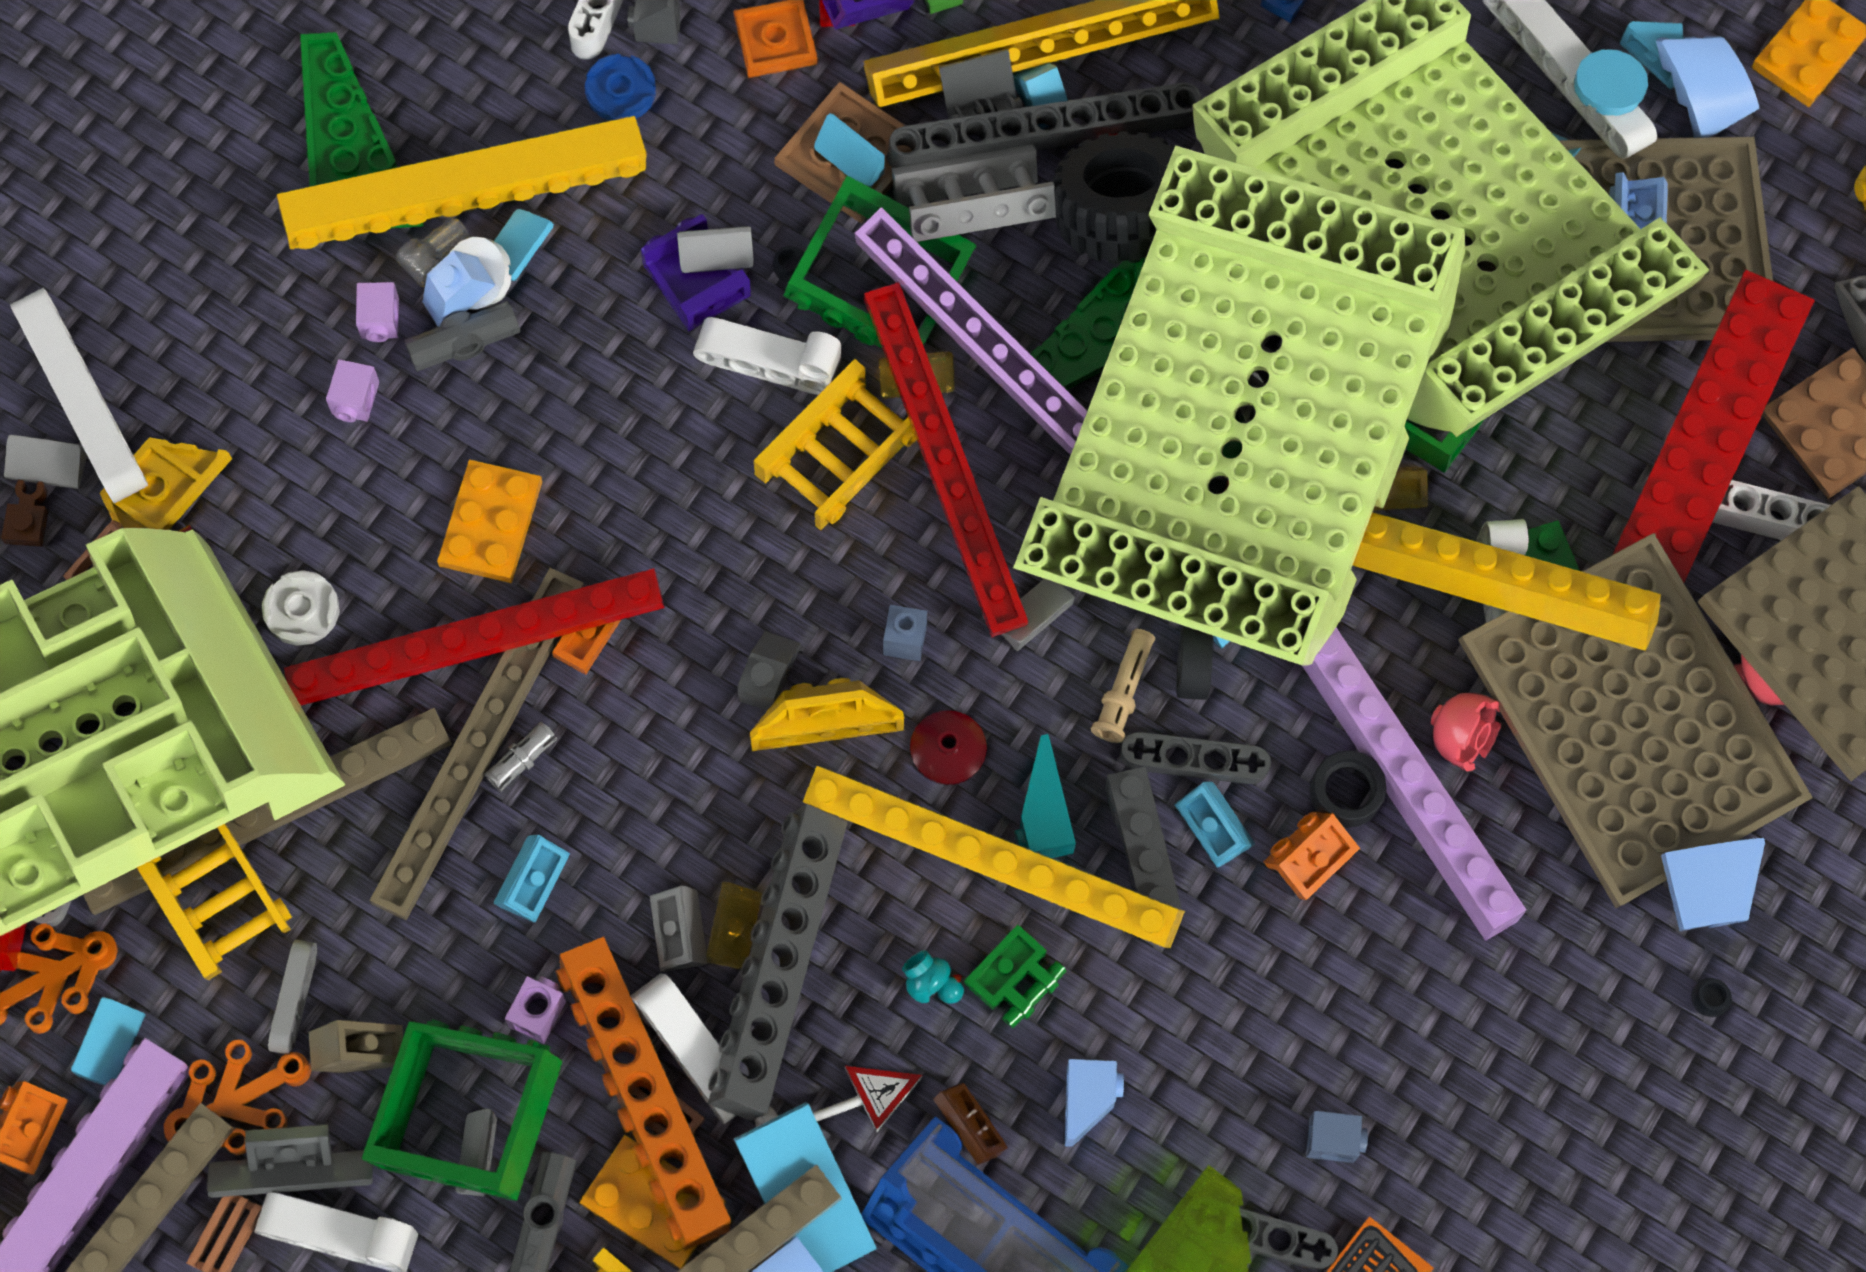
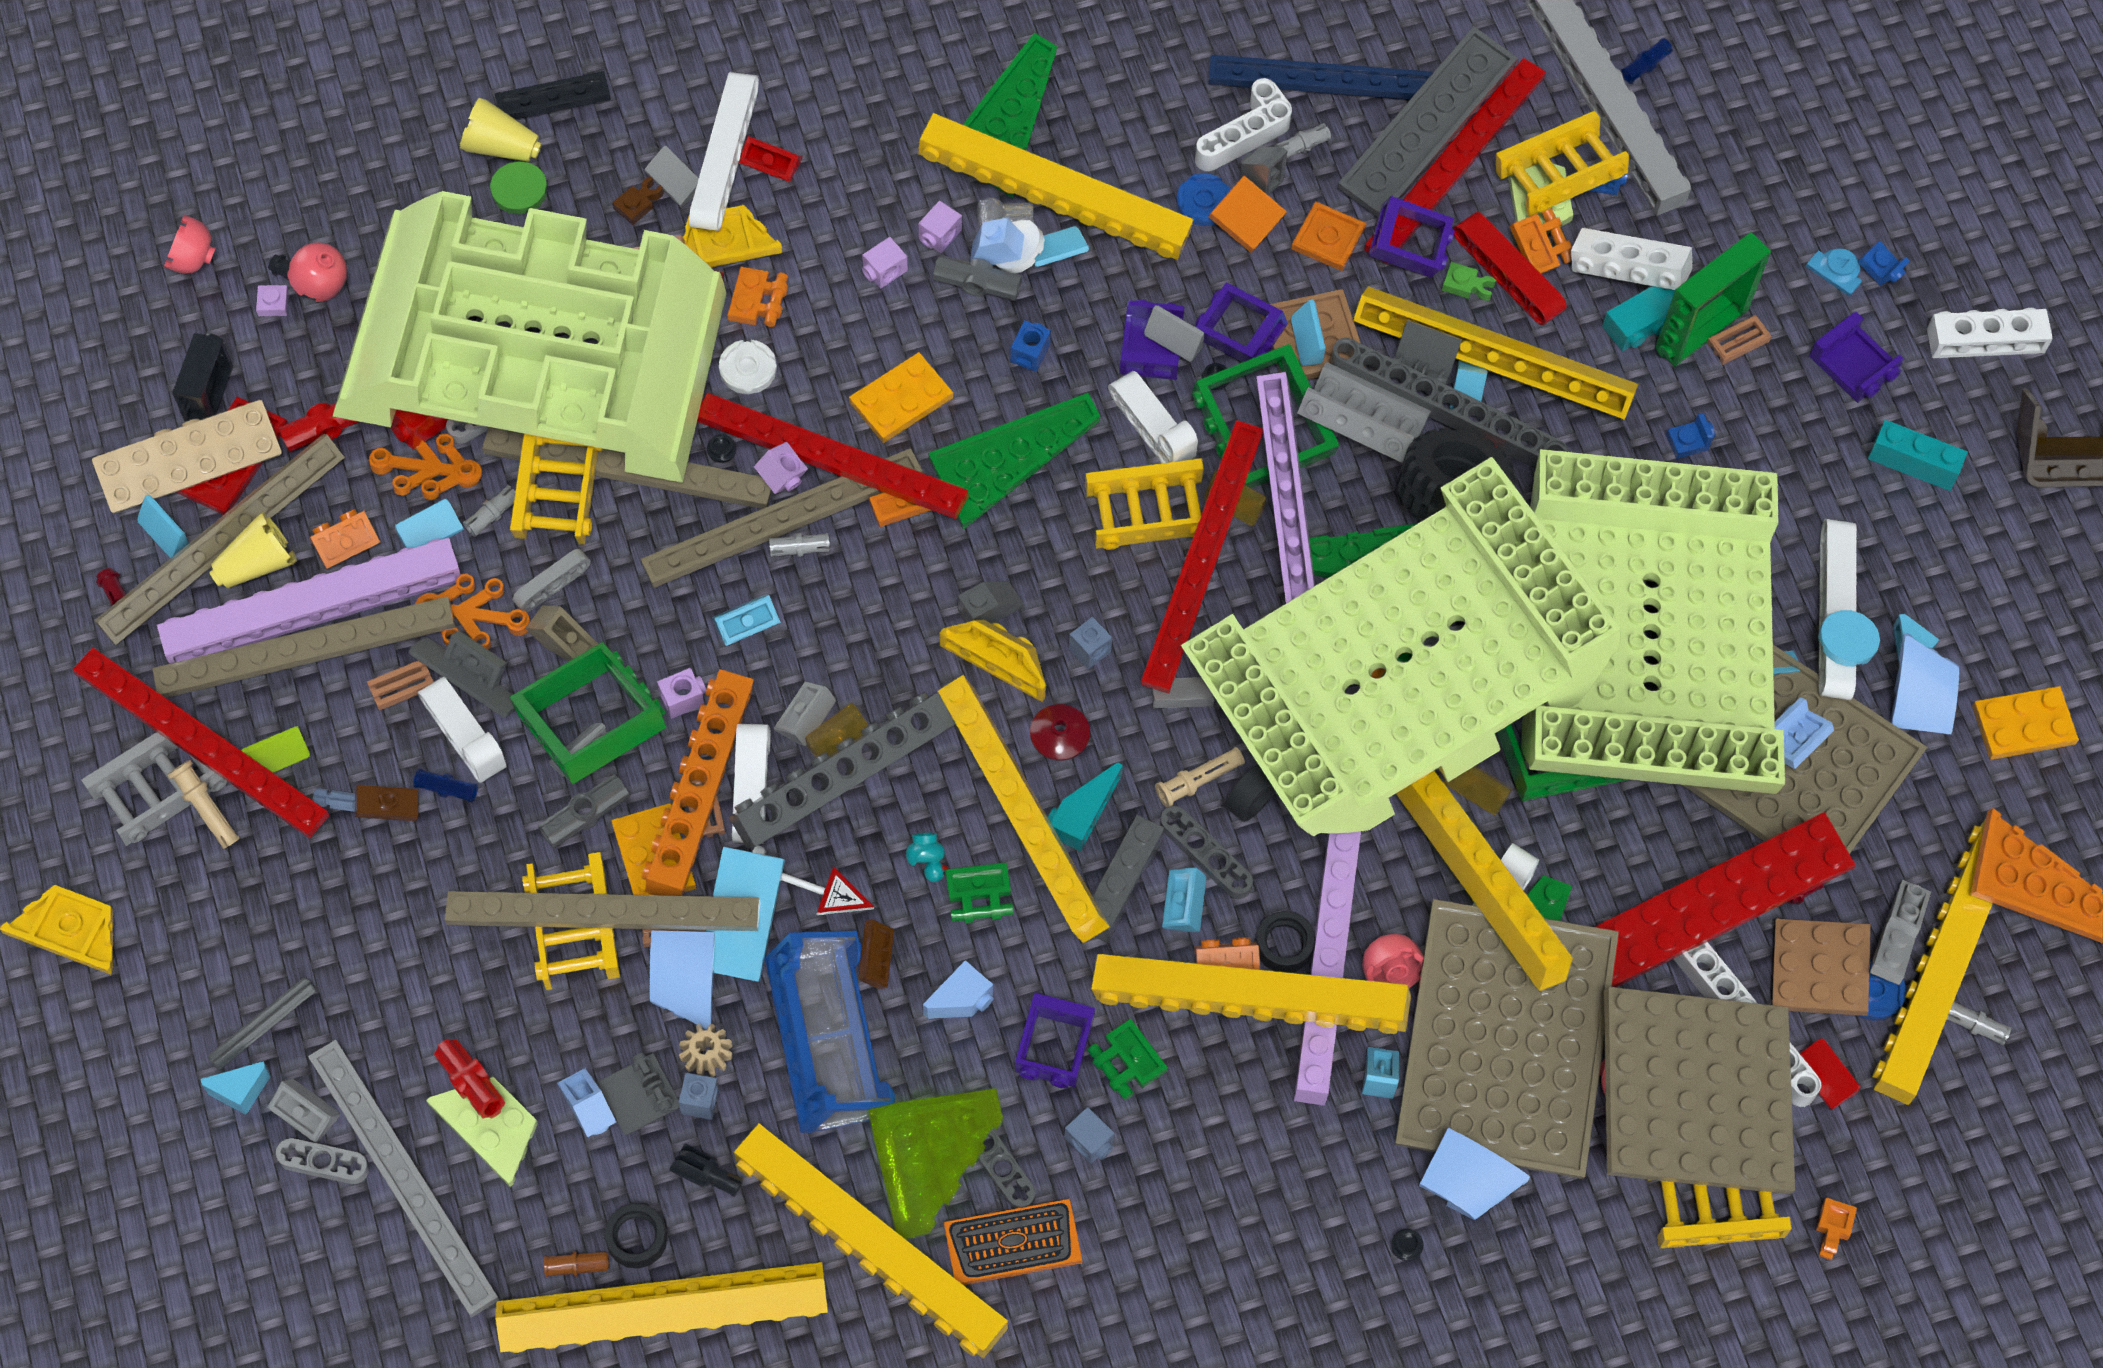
camera: 40 degrees right, 5 degrees down
(131, 367) = (770, 159): none -> red slope
(160, 971) = (490, 511): none -> light grey pin
(236, 530) = (749, 295): none -> orange plate
(350, 716) = (721, 448): none -> black plate
(436, 690) = (781, 468): none -> lavender brick
(582, 381) = (1026, 355): none -> blue brick
(653, 500) = (1007, 455): none -> green wing
(678, 72) = (1247, 214): none -> orange tile
(812, 211) = (1263, 338): none -> dark purple window
(1206, 1030) = (1060, 1011): none -> dark purple window
(1306, 1018) = (1136, 1055): none -> green plate
(1374, 868) = (1252, 993): none -> yellow brick
(1545, 845) = (1381, 1073): none -> medium azure slope

